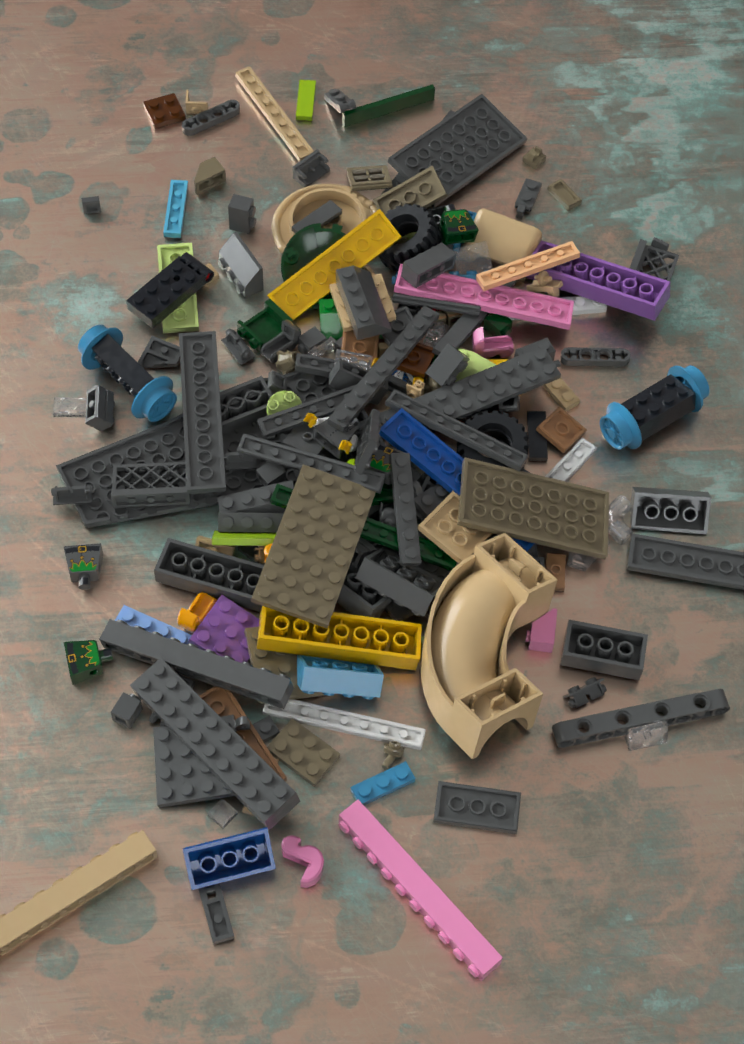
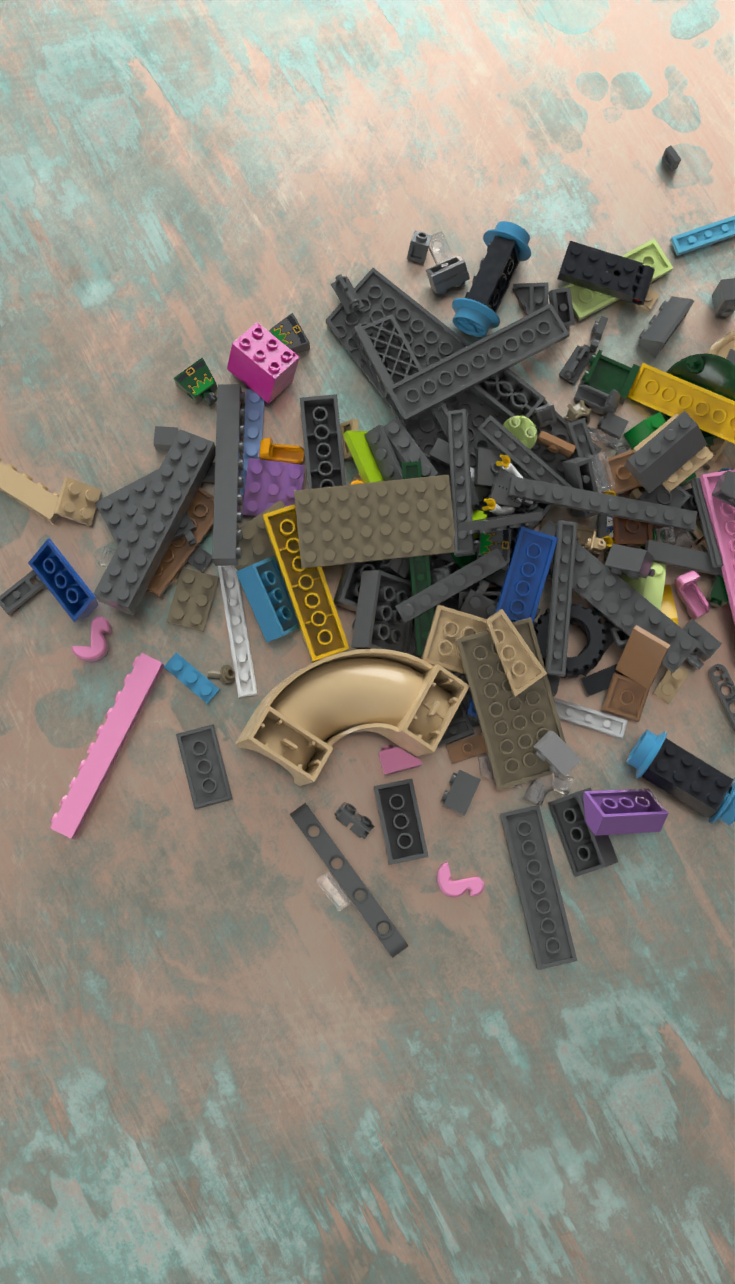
camera: 65 degrees right, 20 degrees up
(59, 420) = (419, 247): none -> dark grey bracket
(101, 587) = (262, 362): none -> dark pink container
(149, 818) = (77, 501): none -> tan plate
(178, 325) = (562, 303): none -> dark grey brick
(218, 318) = (598, 330): none -> dark grey plate
(309, 384) = (555, 444): none -> medium nougat plate
(498, 482) = (515, 656): none -> tan wing
(536, 393) = (642, 657): none -> medium nougat tile
(594, 493) = (556, 753): none -> light grey brick
(595, 591) = (460, 793): none -> dark grey brick
(666, 466) = (623, 811): none -> medium lavender slope
(683, 630) = (459, 887): none -> bright pink animal

